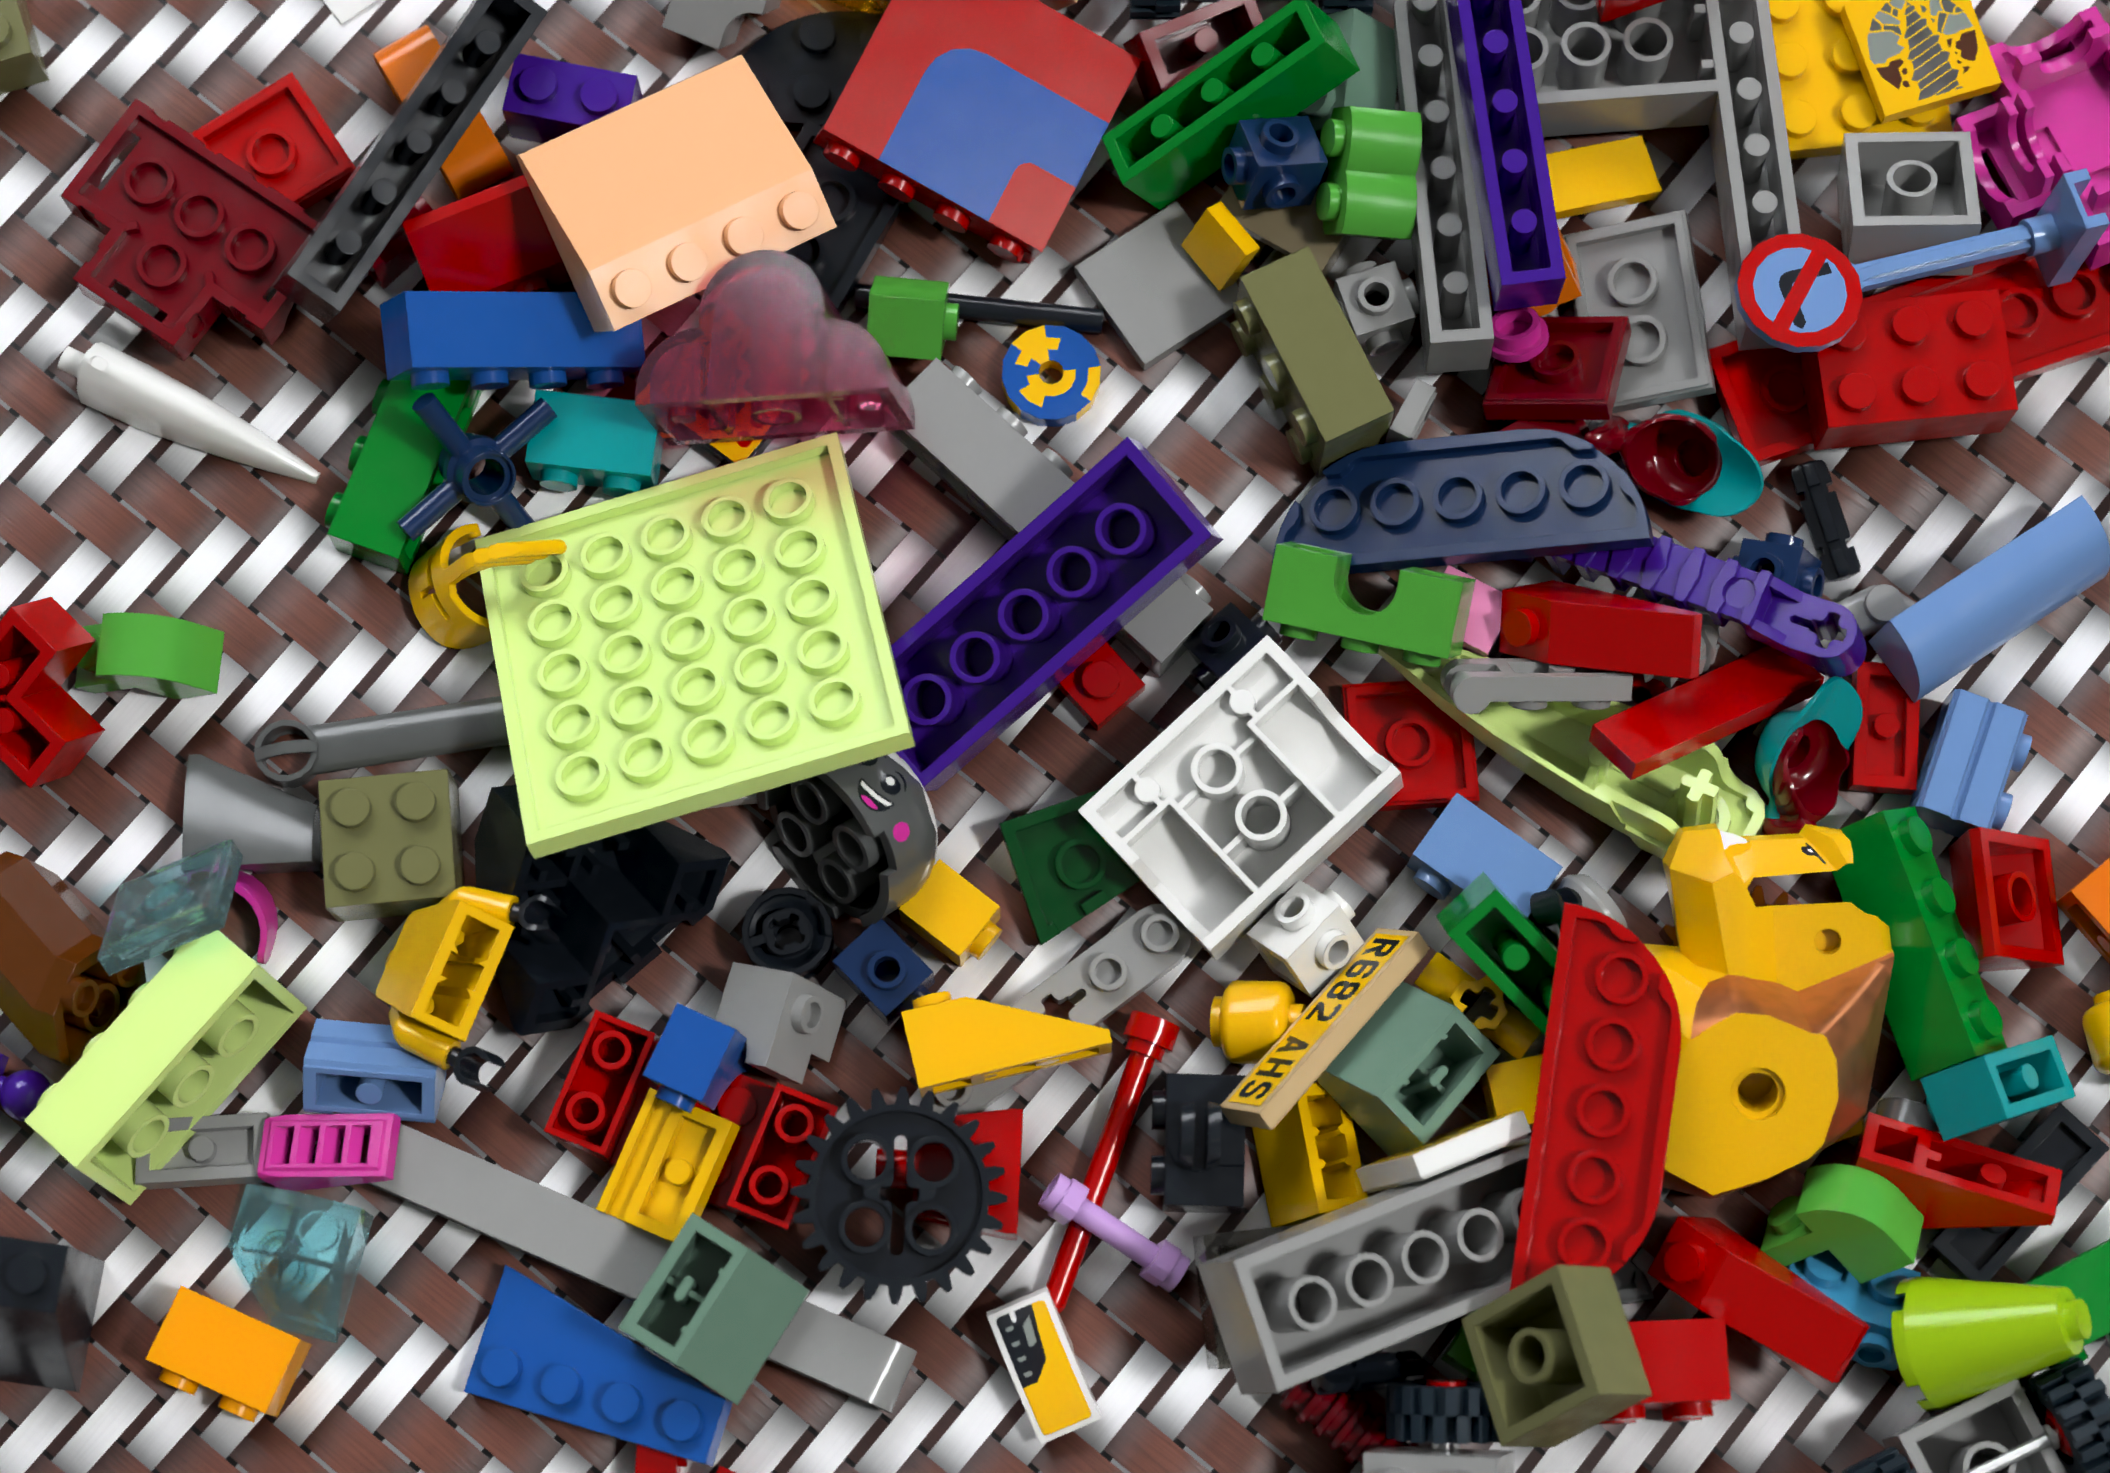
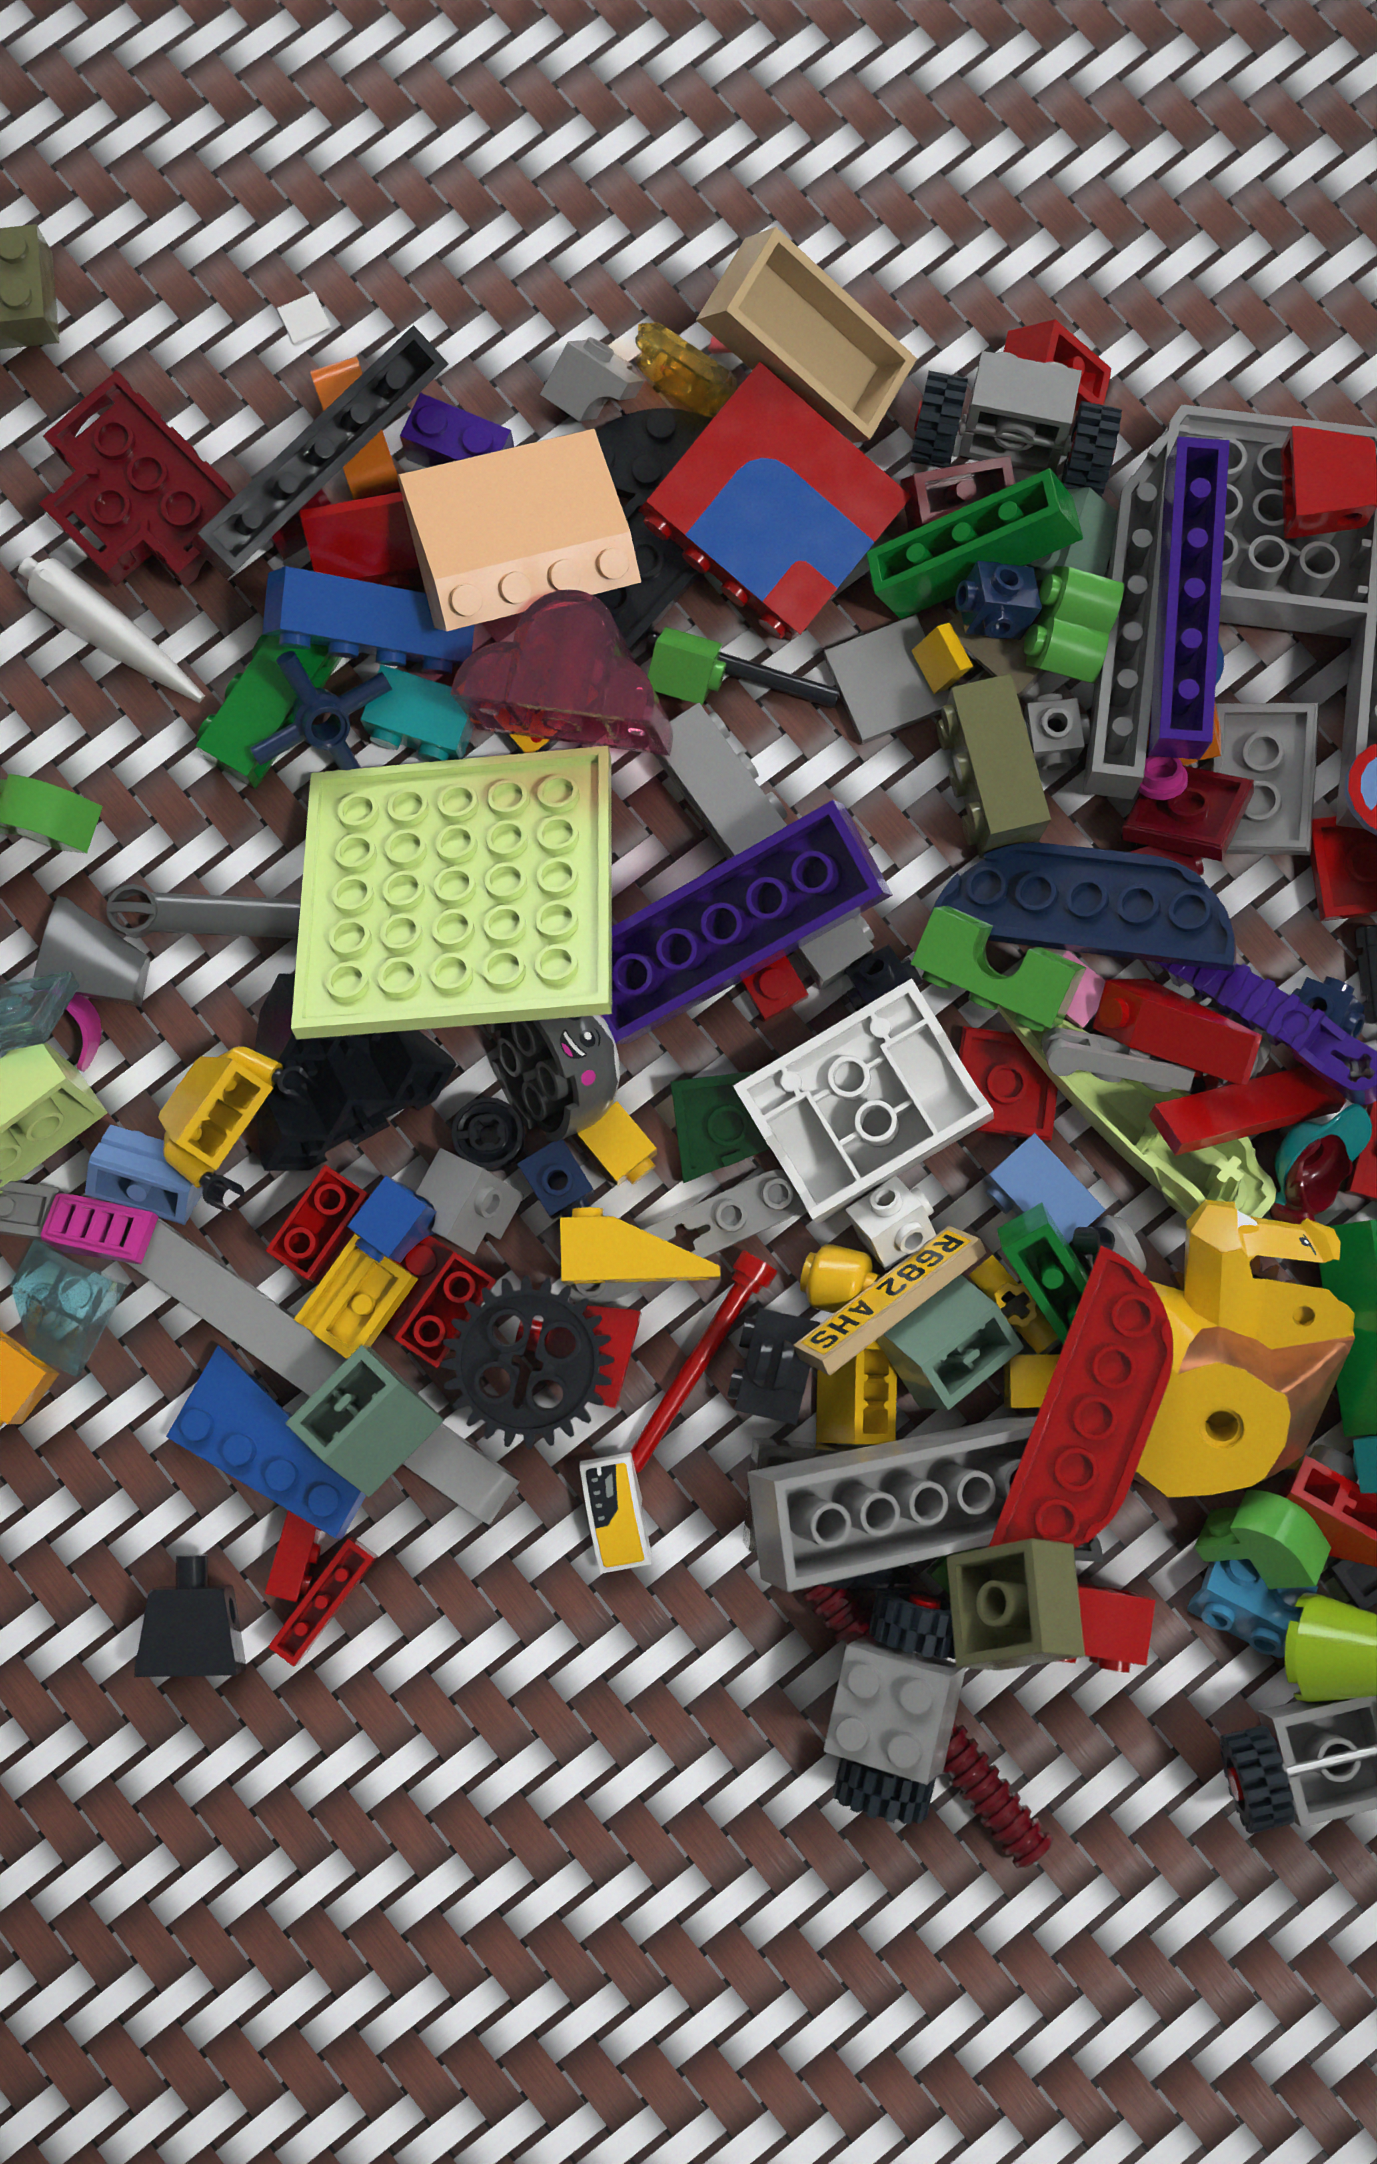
camera: 15 degrees right, 5 degrees up
(281, 143) = (224, 428): red tile -> none
(390, 843) = (196, 999): olive brick -> none
(443, 612) = (273, 823): yellow helmet -> none
(1057, 349) = (783, 712): blue piece -> none
(1160, 1263) = (723, 1451): lavender bar -> none
(1412, 413) = (1065, 822): light grey tile -> none
(1444, 1152) = (966, 1418): white tile -> none
(1602, 177) = (1257, 663): yellow tile -> none
(1684, 461) = (1273, 905): dark red hair -> none
(1757, 1295) = (1185, 1583): red slope -> none

